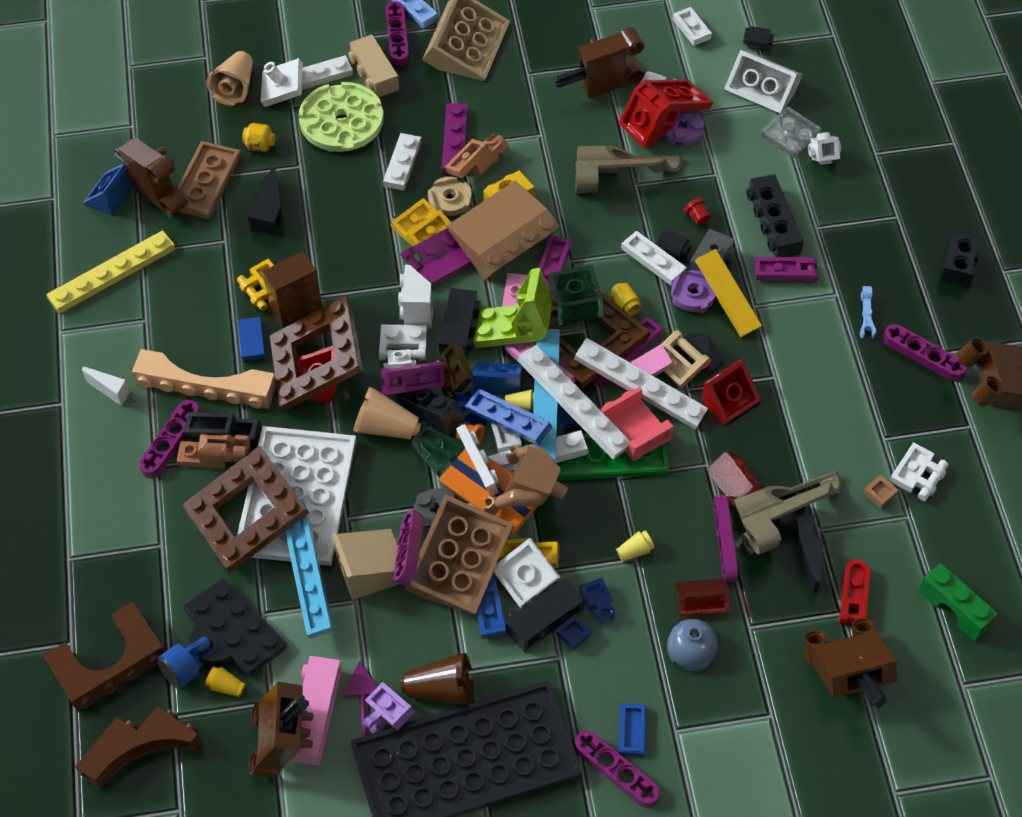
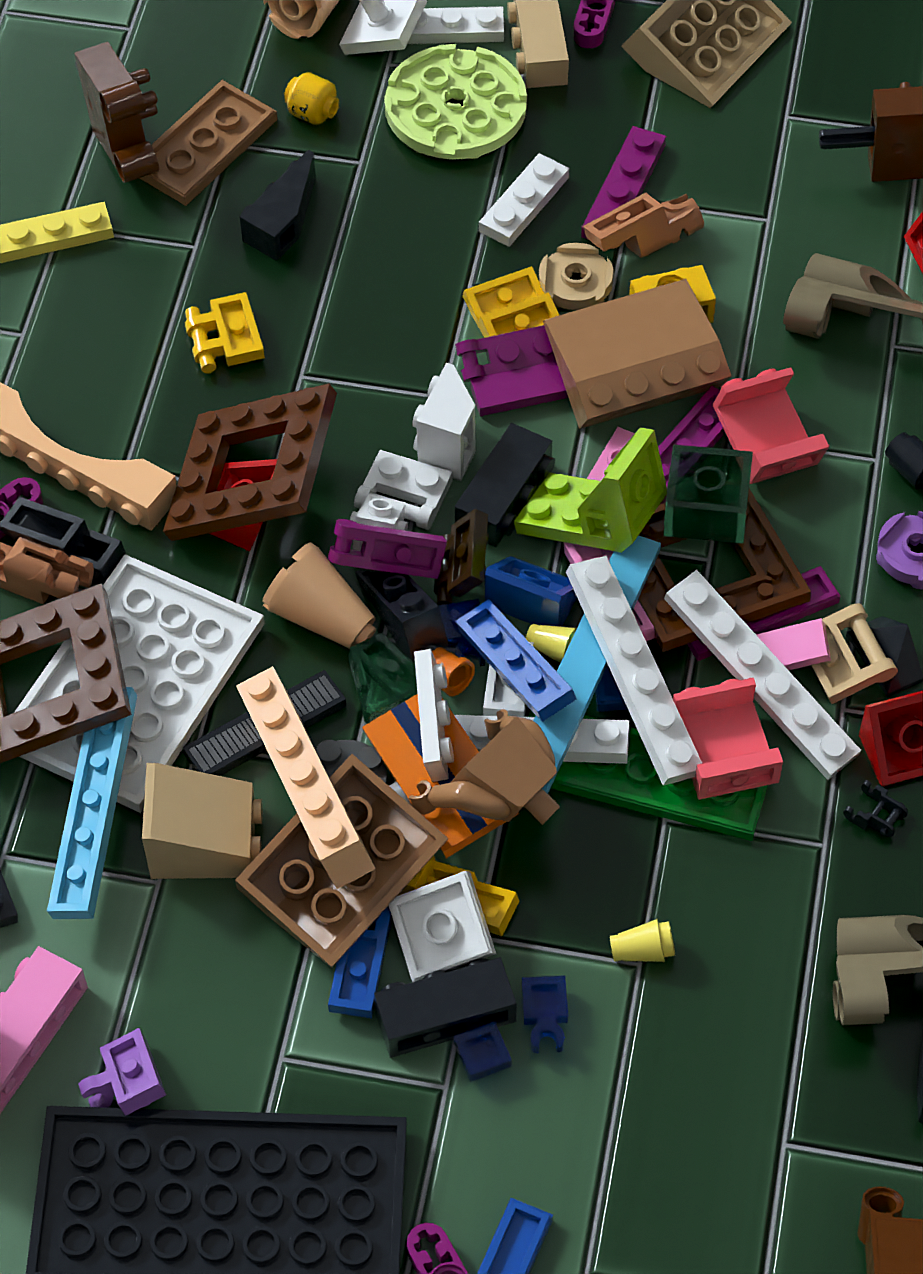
camera: 20 degrees right, 0 degrees up
(110, 190) = (51, 119): blue slope -> none
(251, 339) = (168, 412): blue tile -> none
(292, 289) = (255, 348): reddish brown brick -> none
(360, 685) = (104, 1021): magenta piece -> none
(381, 496) = (240, 740): none -> tile
(408, 548) = (256, 833): magenta beam -> none
(423, 514) = (305, 778): none -> light nougat arch
(441, 681) = (233, 1060): reddish brown cone -> none
(586, 247) = (764, 421): none -> coral panel
(626, 298) = (796, 526): yellow brick -> none
(653, 257) = (871, 472): white plate -> none
(692, 644) = (673, 1141): sand blue cylinder -> none
(702, 597) = (721, 1065): clear red brick -> none
(725, 538) = (800, 980): magenta beam -> none
(733, 476) = (858, 878): clear red brick -> none
(738, 433) = (864, 820): none -> black piece

